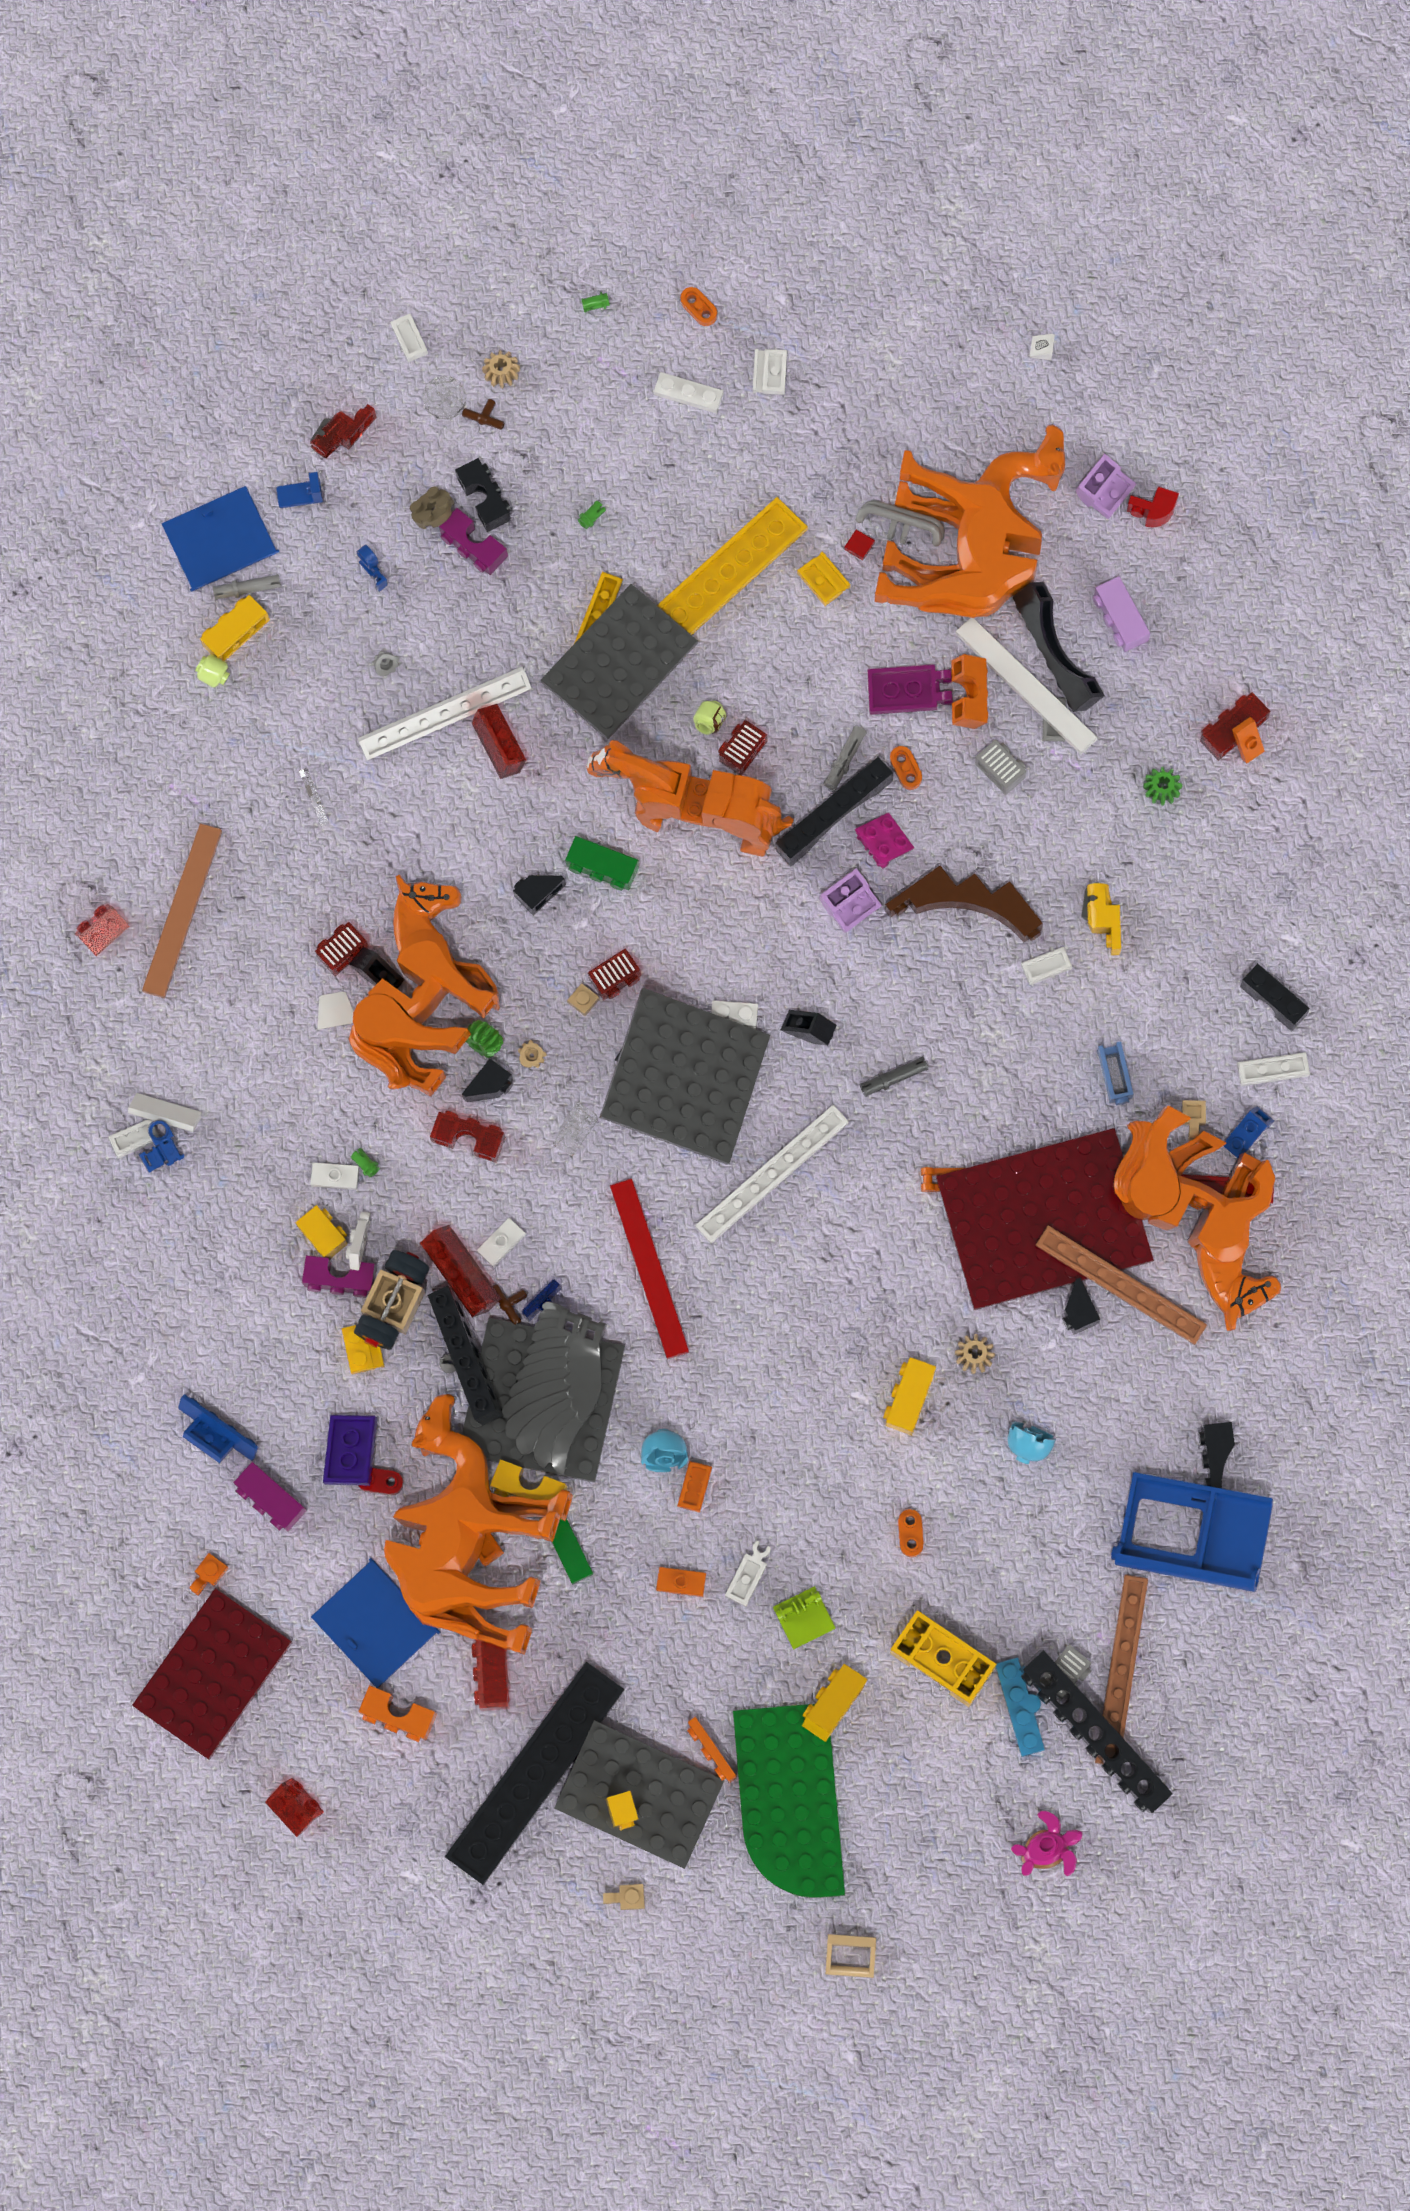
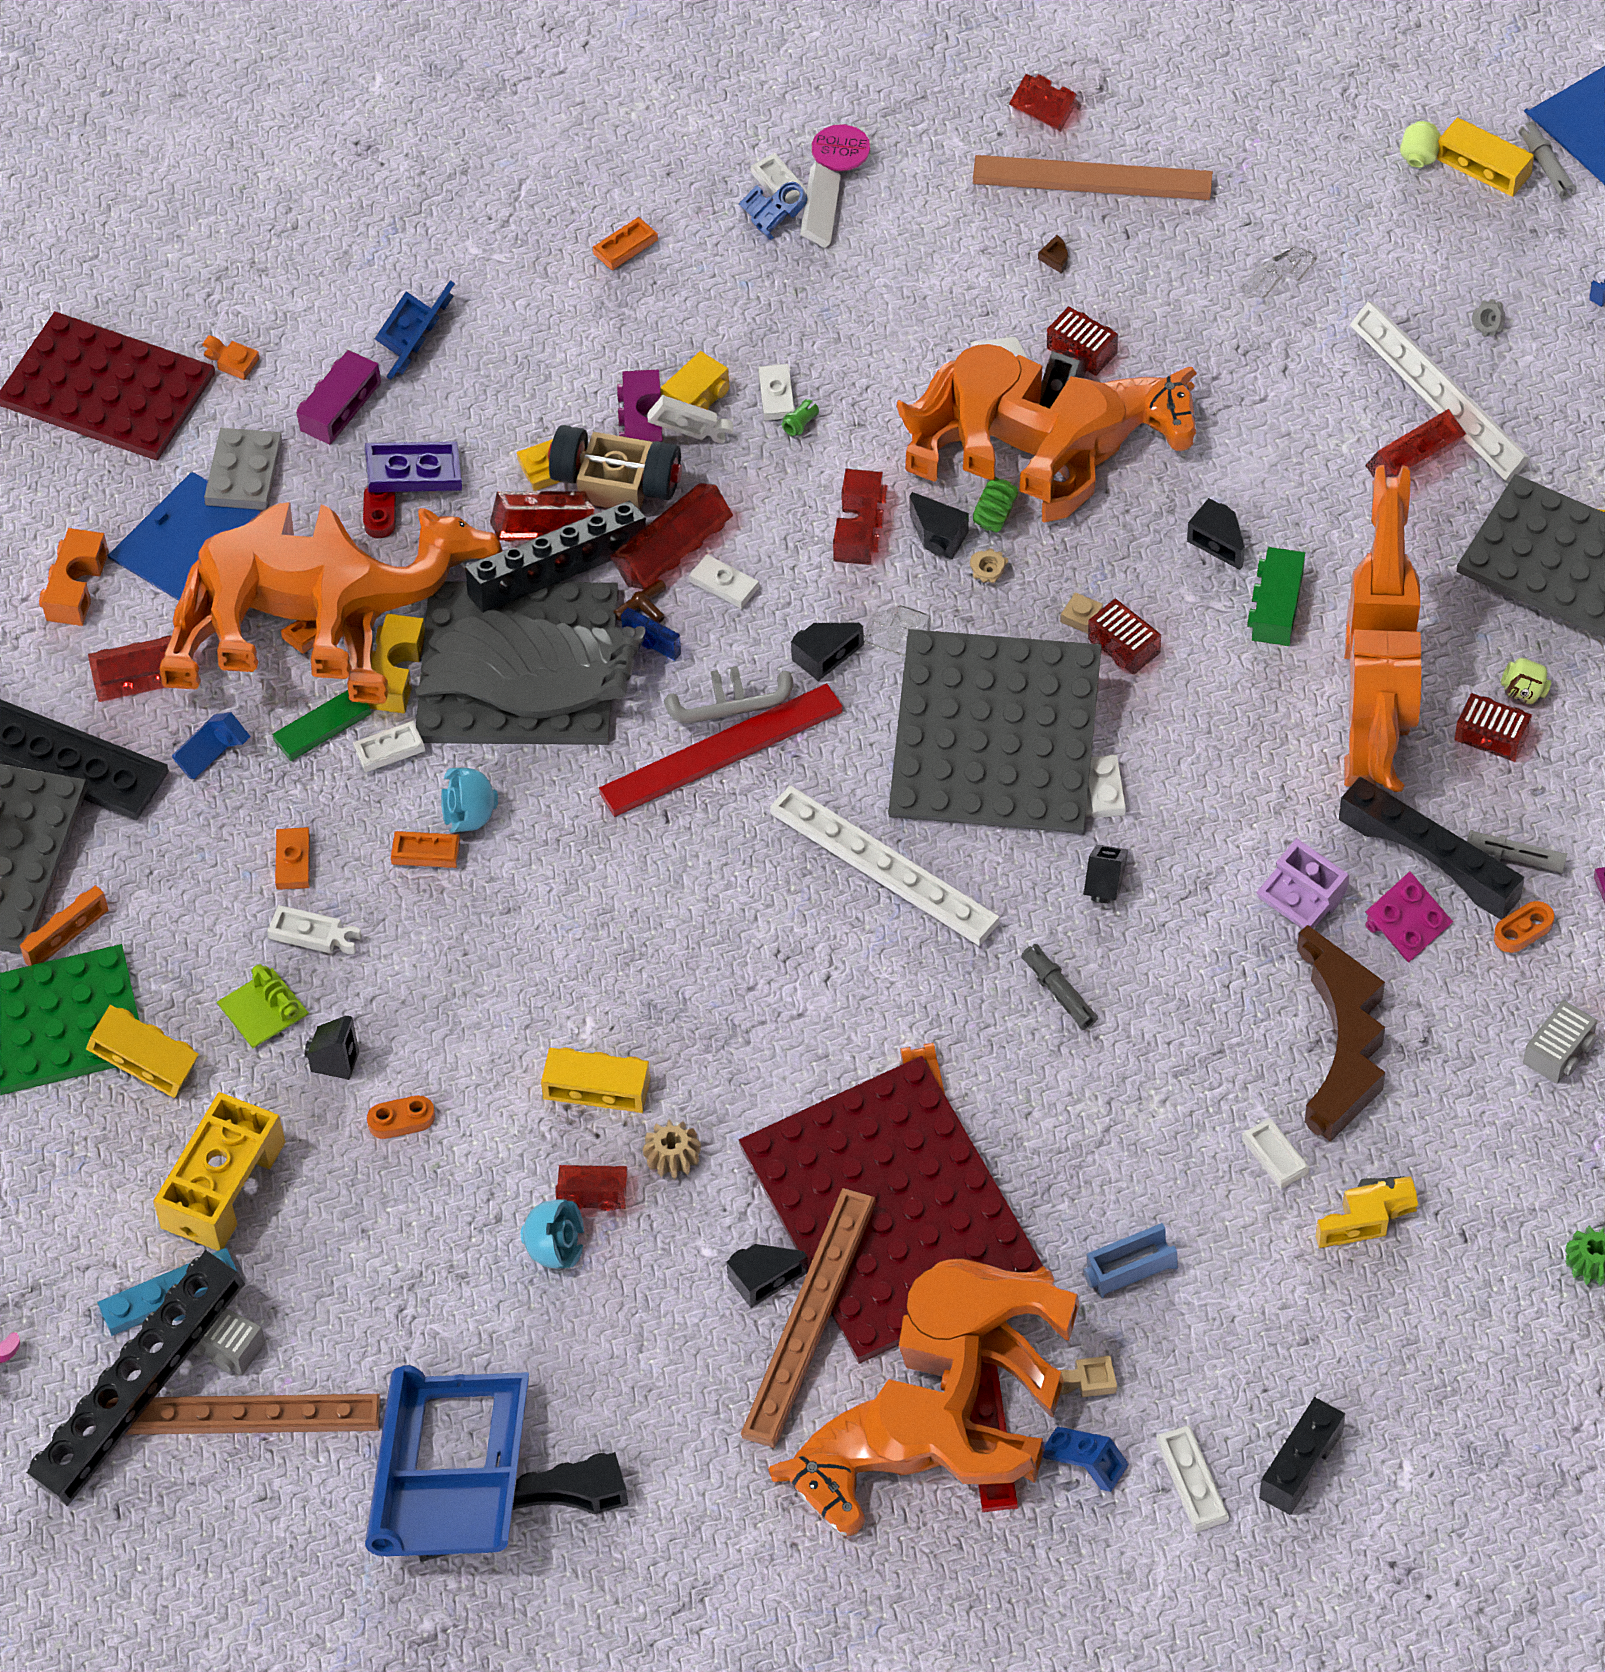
camera: 75 degrees right, 20 degrees down
(113, 1087) = (840, 147): none -> dark pink piece
(167, 1262) = (625, 243): none -> orange plate
(250, 952) = (1054, 254): none -> reddish brown tile
(319, 1577) = (243, 468): none -> light grey plate
(427, 1360) = (536, 513): none -> clear red brick
(570, 1630) = (209, 742): none -> blue bracket
(579, 1182) = (825, 646): none -> black slope
(600, 1501) = (388, 746): none -> white plate
(618, 1251) = (737, 706): none -> light grey piece
(854, 1571) = (333, 1048): none -> black slope
(993, 1411) = (593, 1186): none -> clear red bracket

